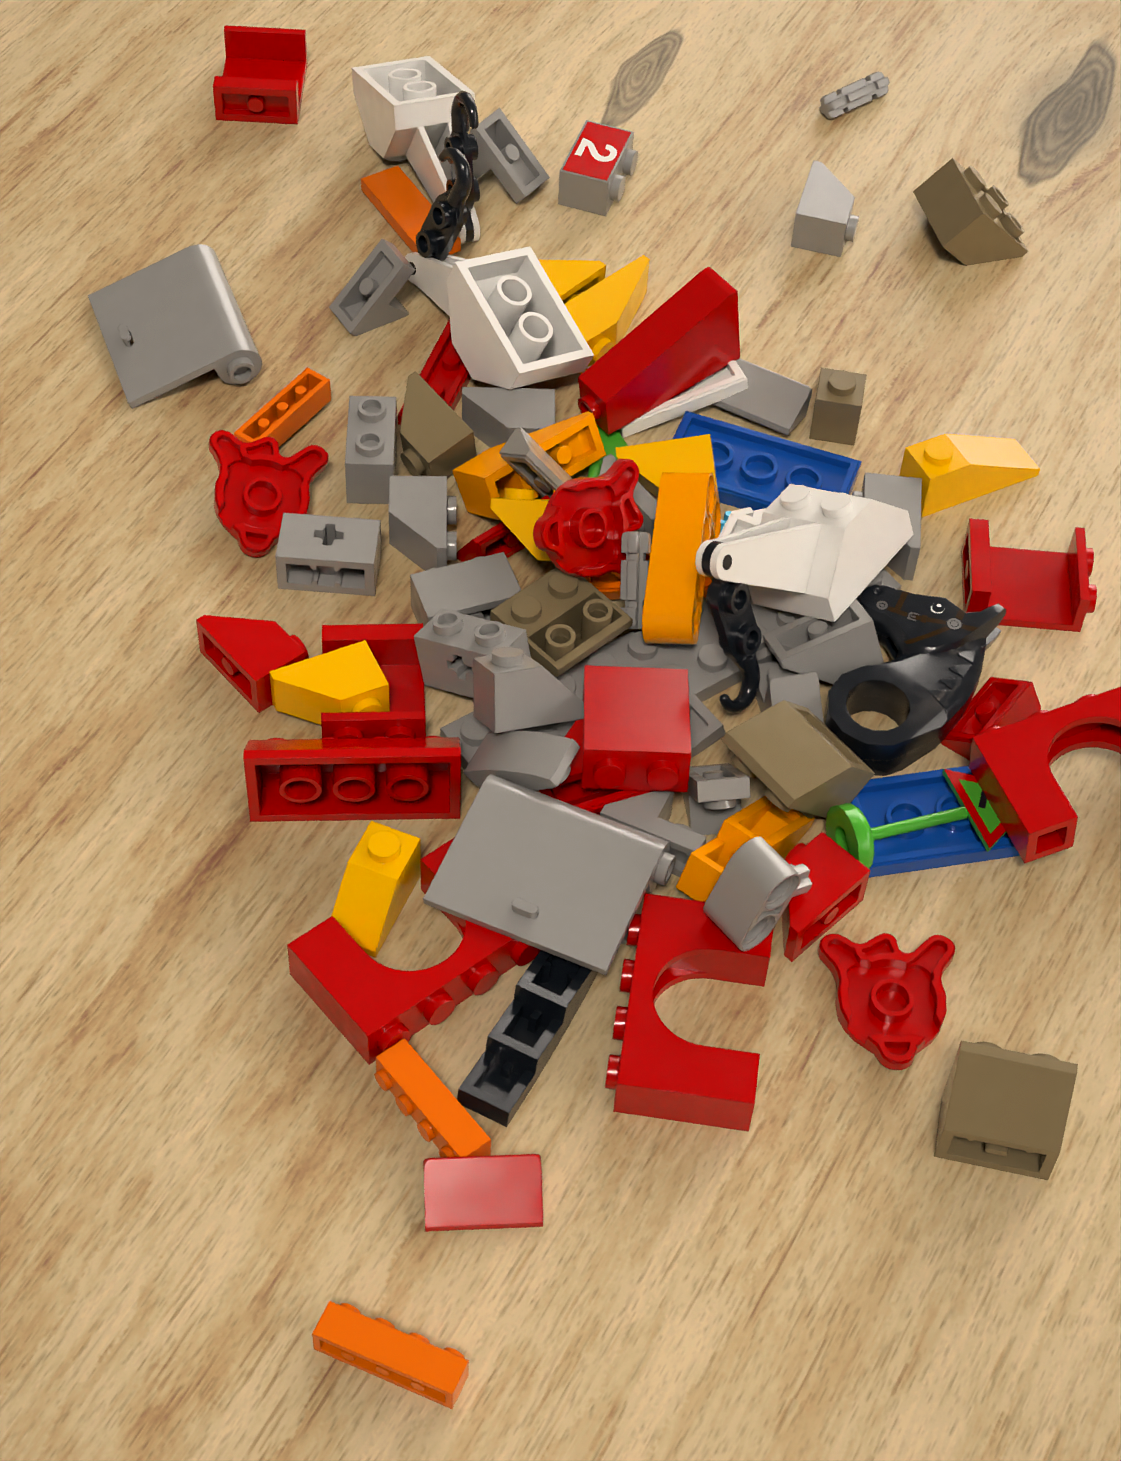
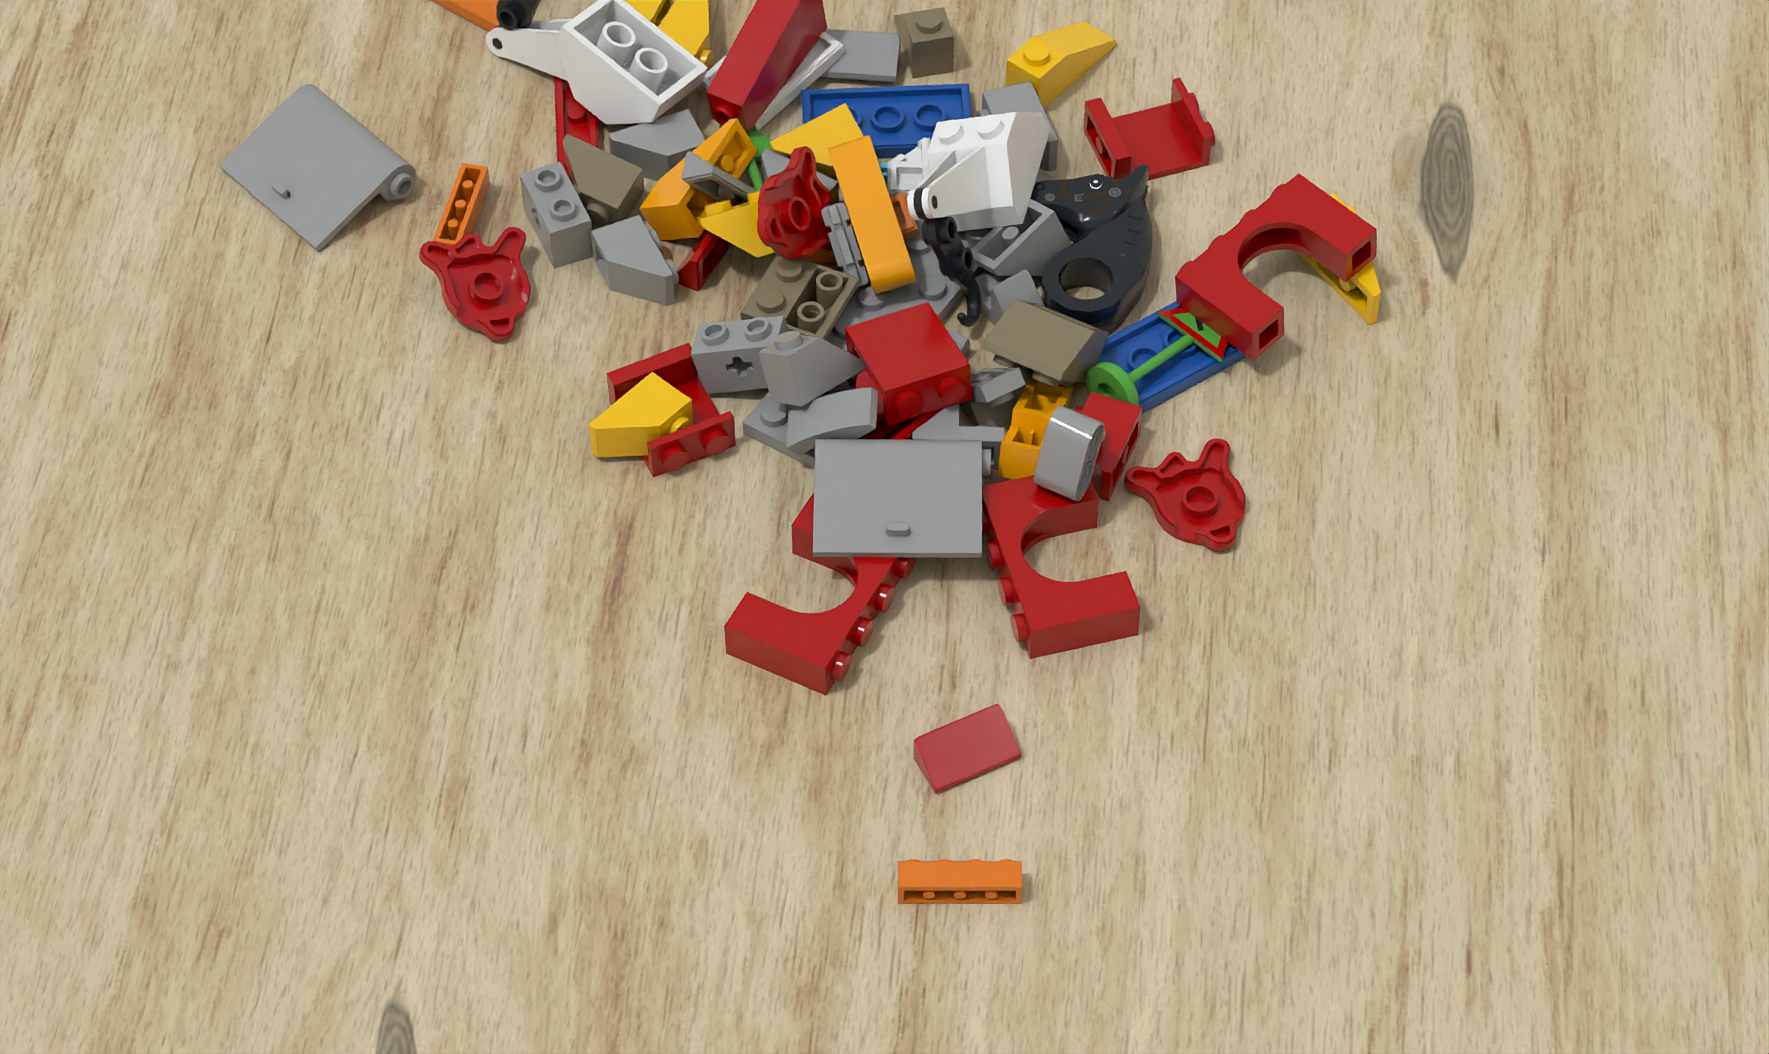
camera: 20 degrees left, 0 degrees up
(247, 652) = (554, 420): red slope -> none
(328, 554) = (571, 315): light grey brick -> none
(353, 779) = (700, 485): red slope -> none
(370, 294) = (475, 78): light grey slope -> none
(377, 884) = (762, 554): yellow slope -> none
(429, 1103) = (891, 701): orange piece -> none
(464, 587) = (708, 299): light grey brick -> none
(525, 1036) = (938, 627): black slope -> none
(995, 704) = (1171, 249): red slope -> none
(1005, 1109) = (1323, 544): dark tan slope -> none

